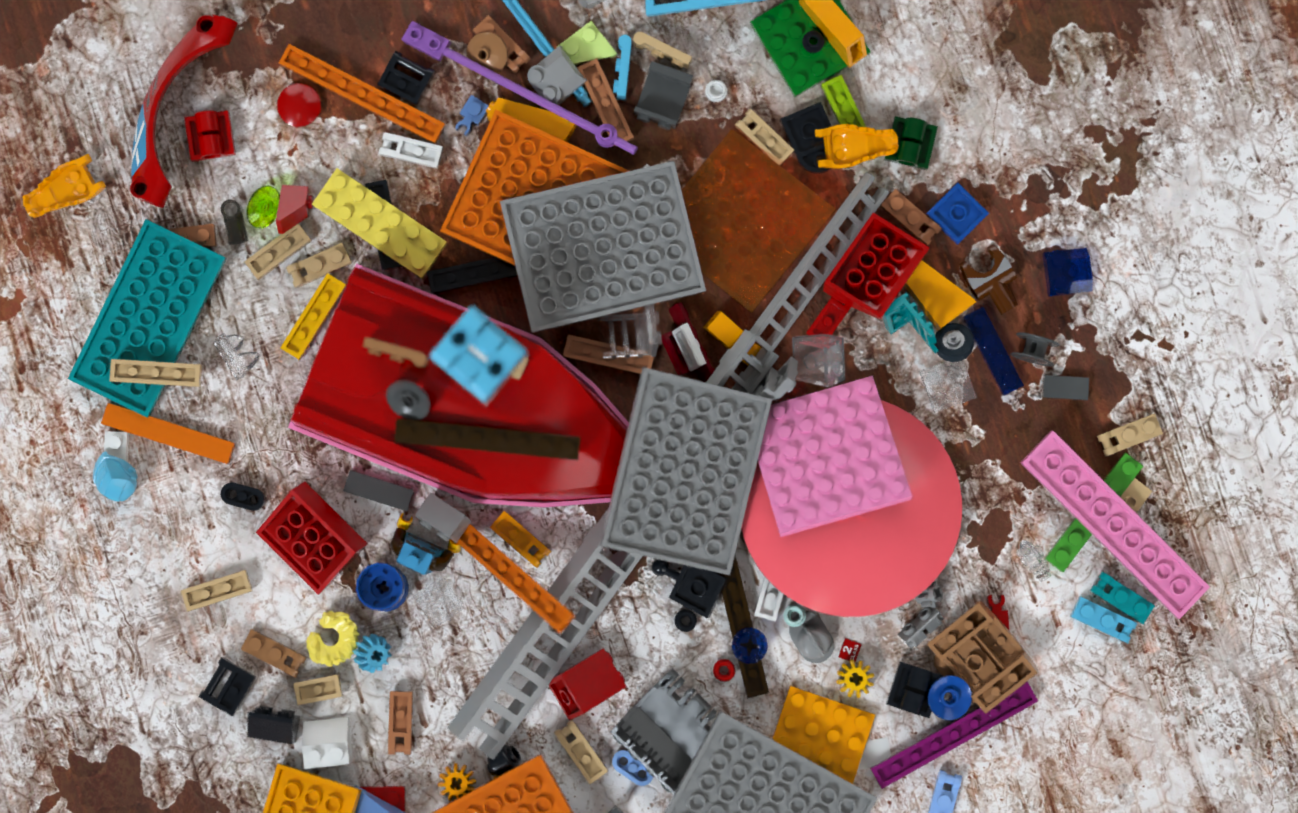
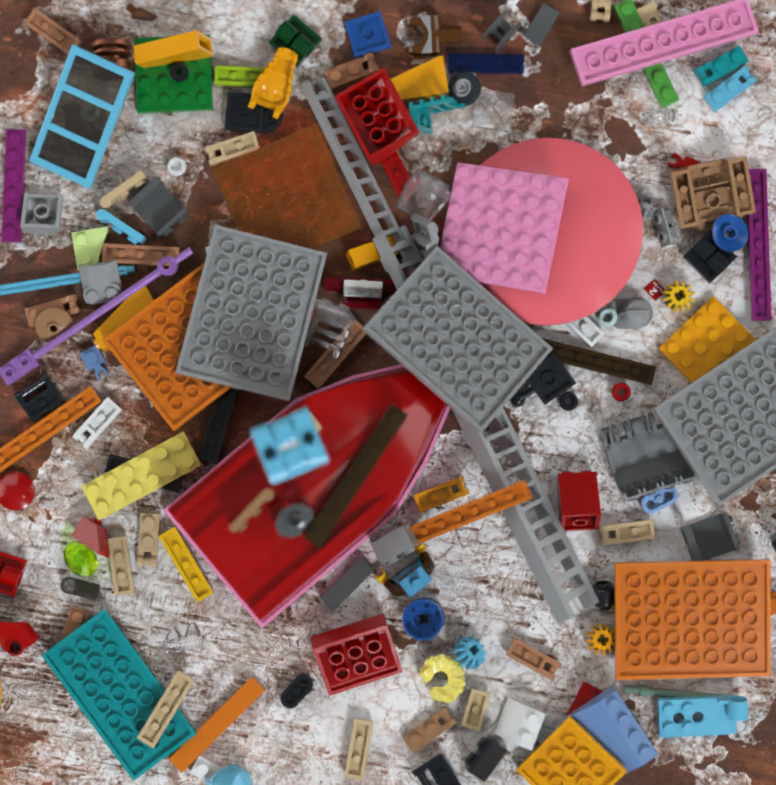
camera: 60 degrees left, 0 degrees up
(741, 652) = (604, 363): clear blue gear -> none

